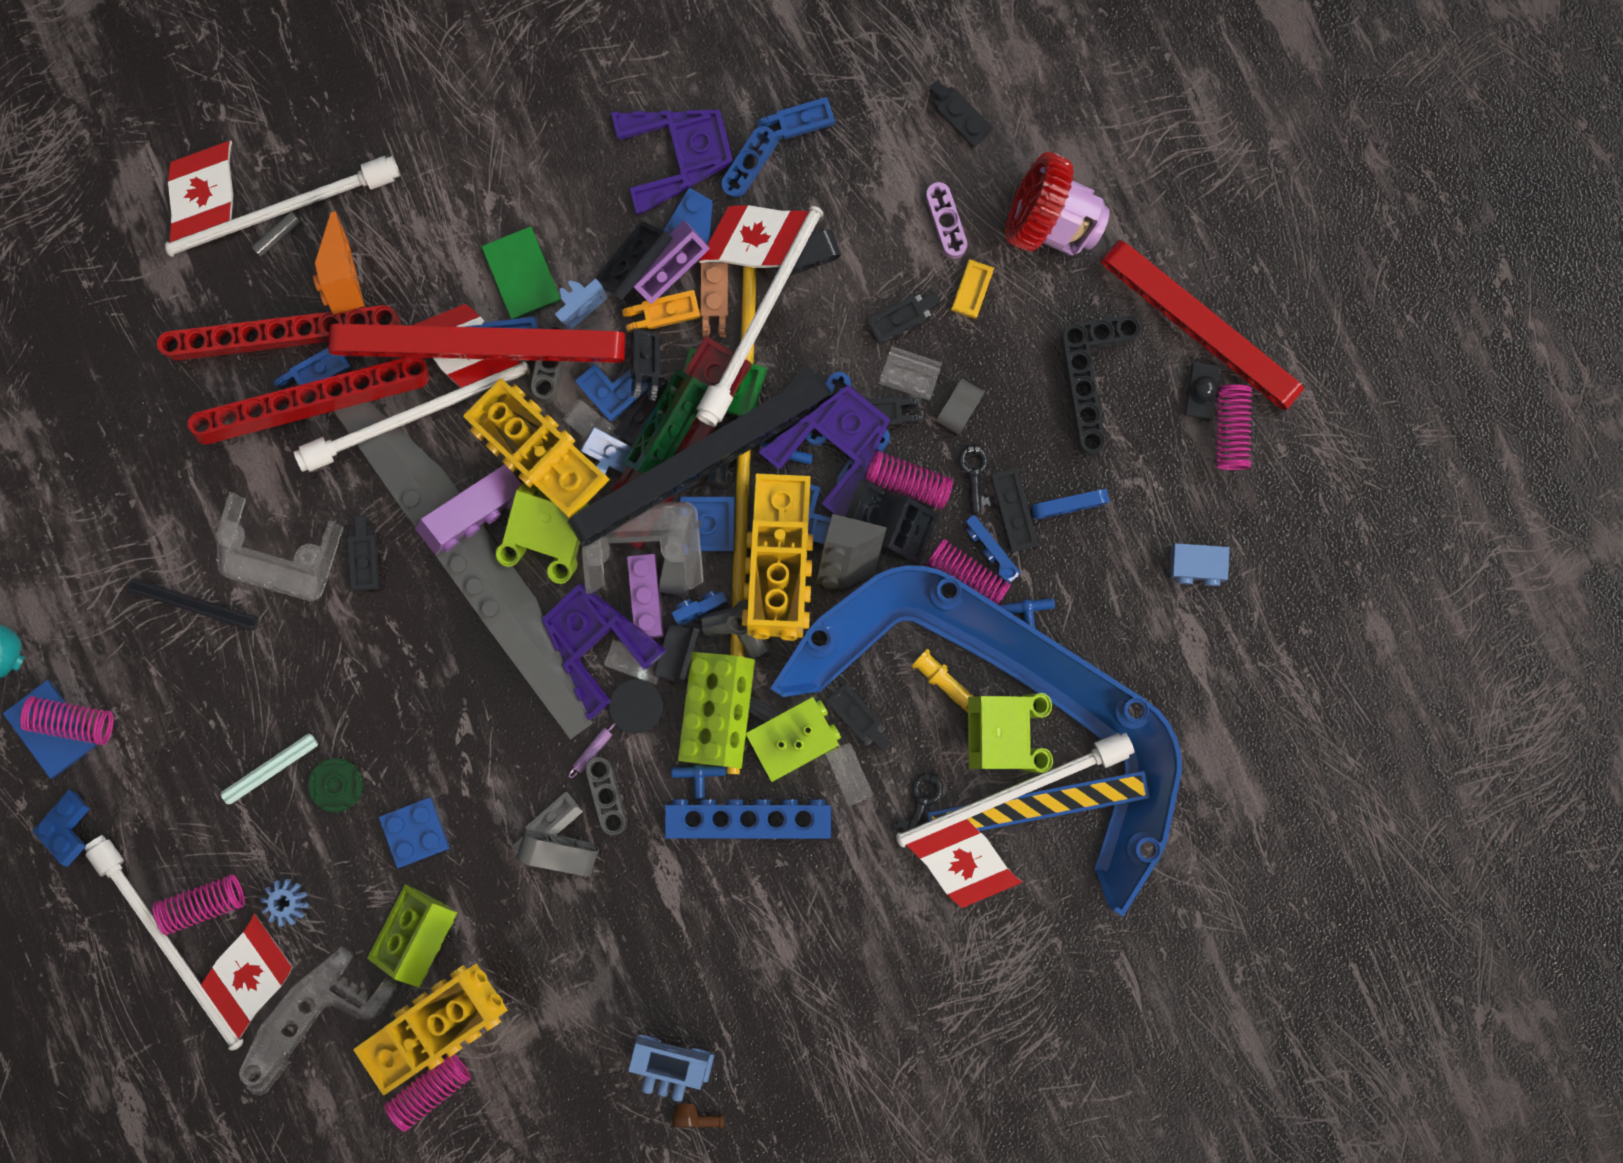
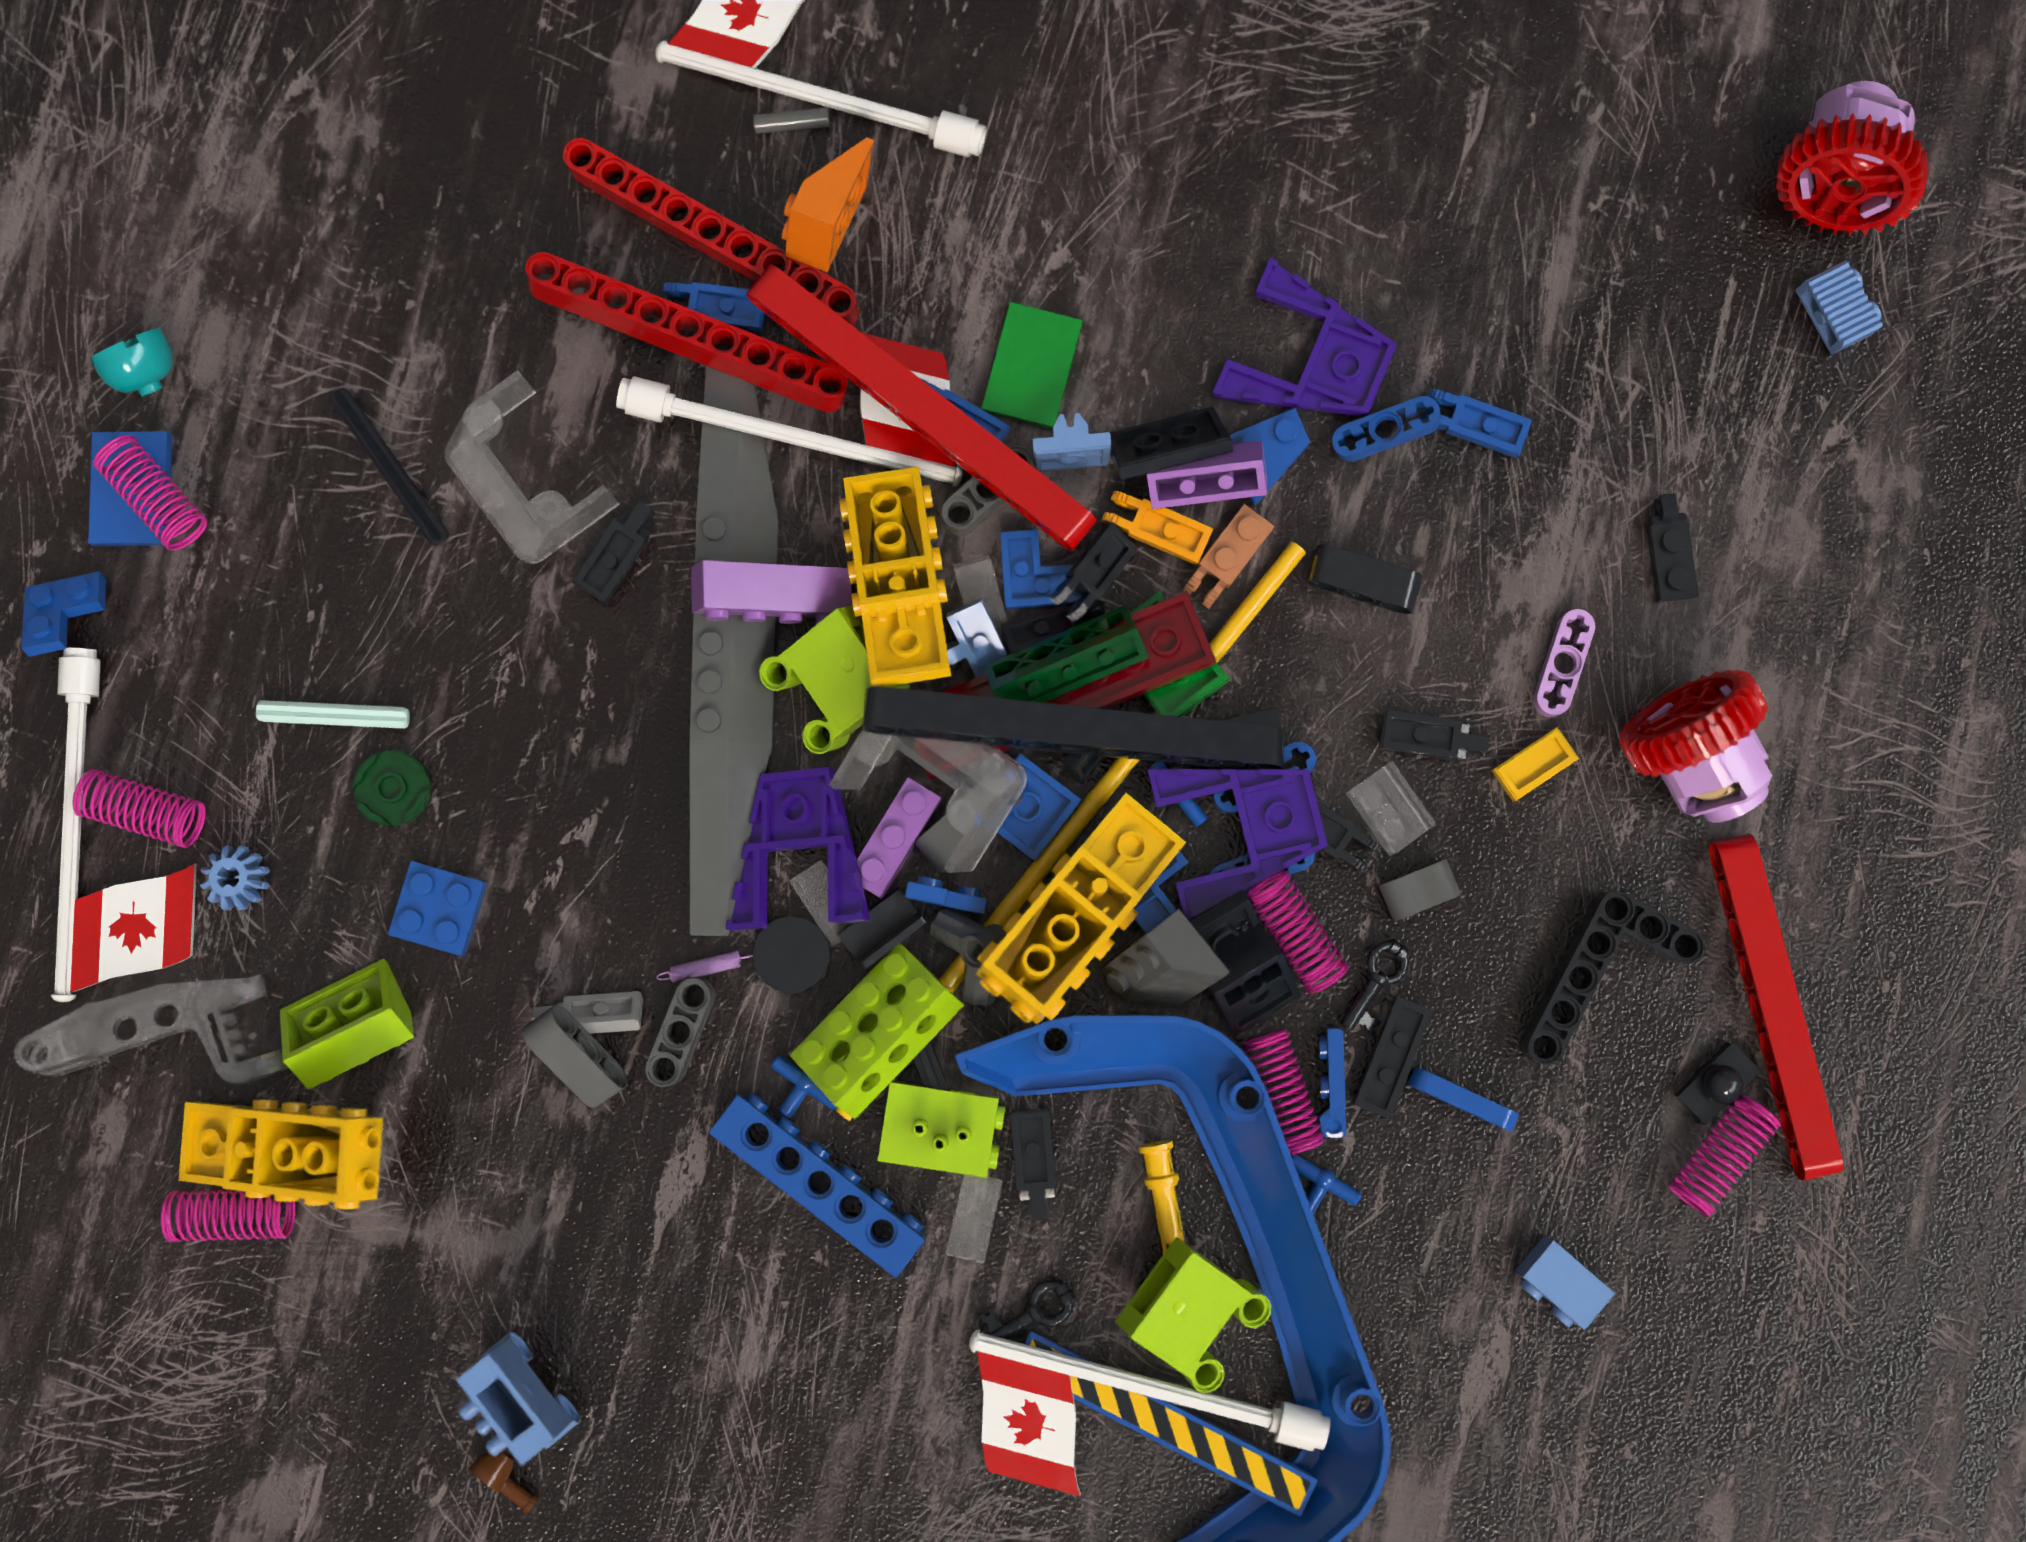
camera: 40 degrees right, 0 degrees up
(756, 240) = (1328, 525): flag -> none

